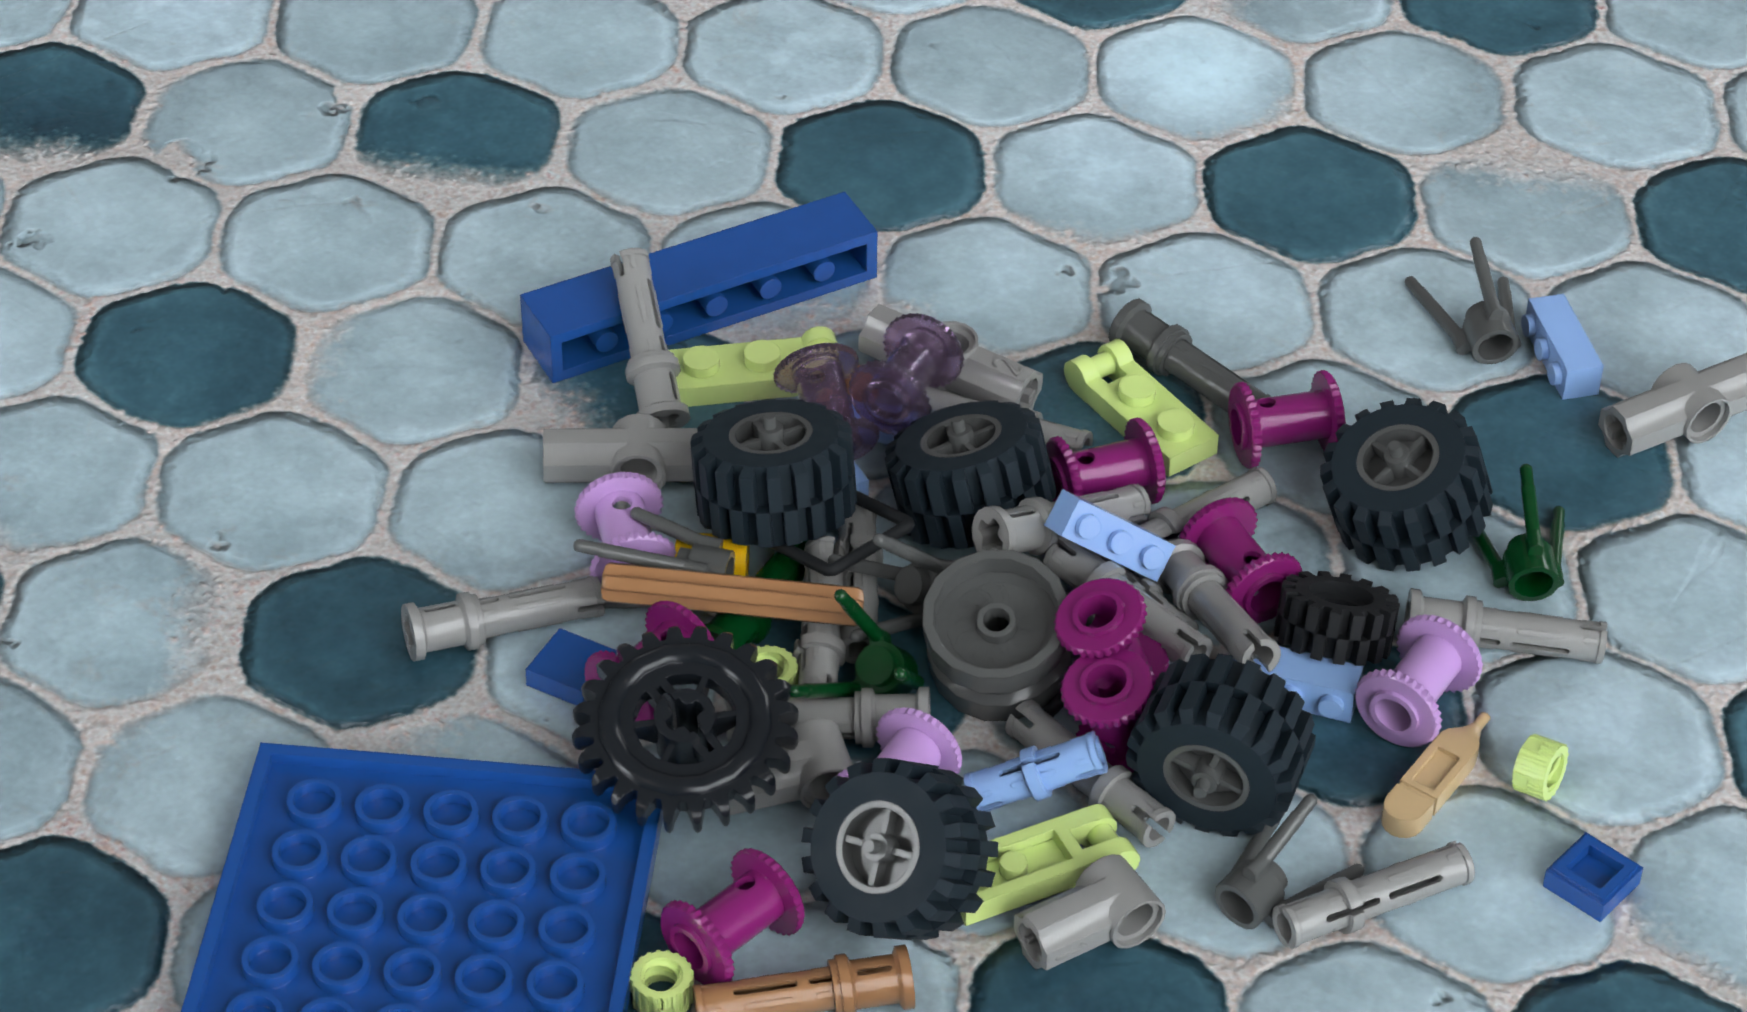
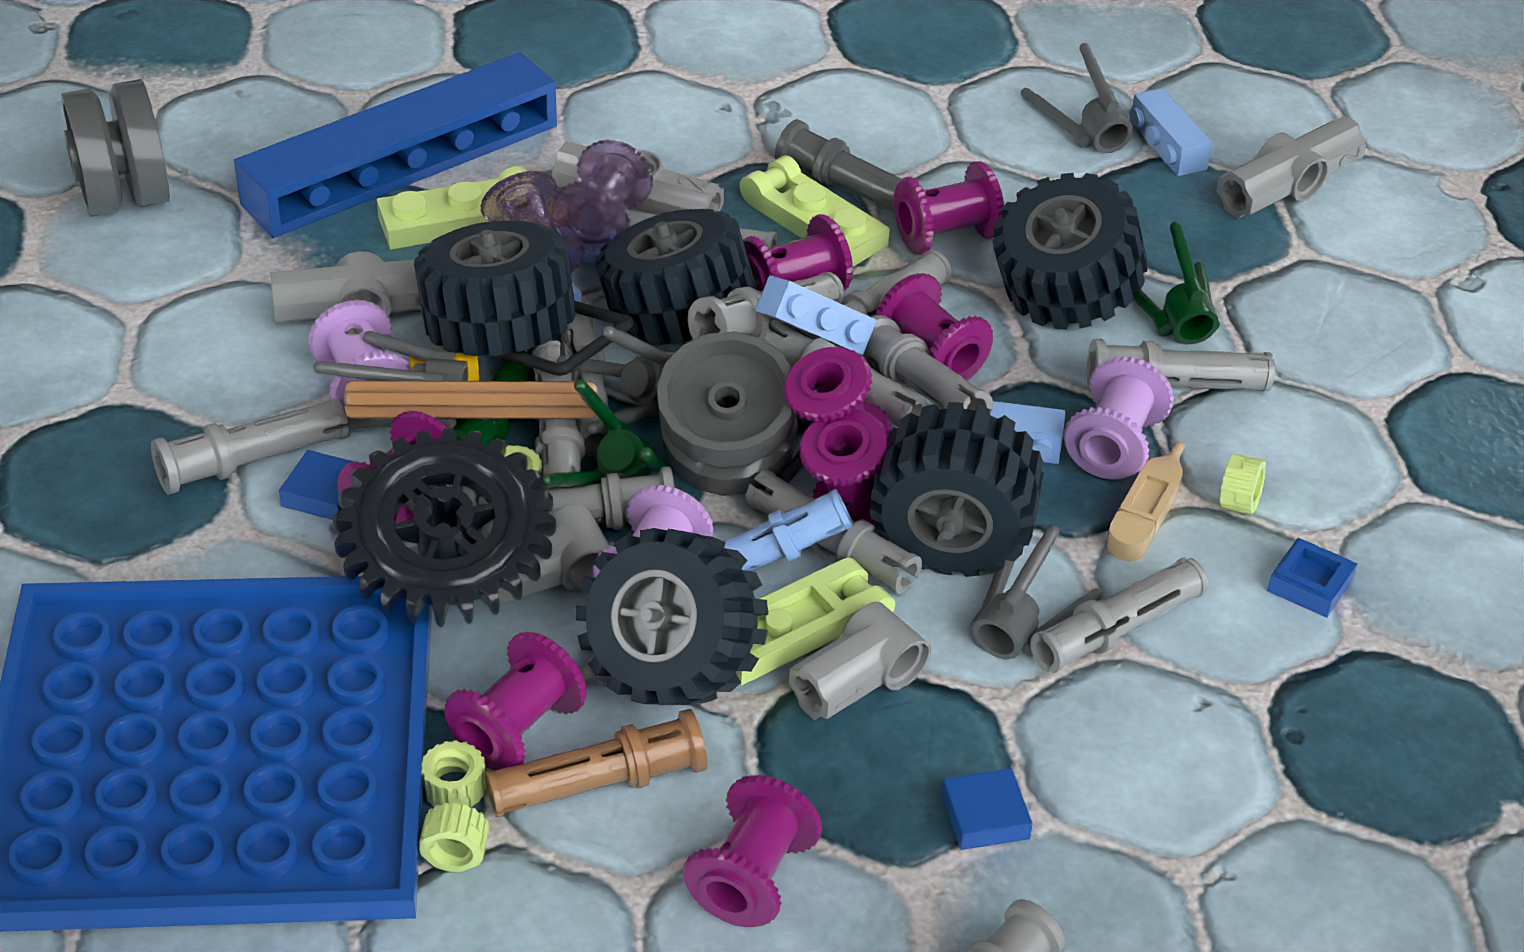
camera: 10 degrees left, 0 degrees up
(396, 271) = (108, 149): none -> dark grey wheel
(651, 365) = (364, 209): light grey pin -> none
(1336, 618) = (1032, 370): black tyre -> none

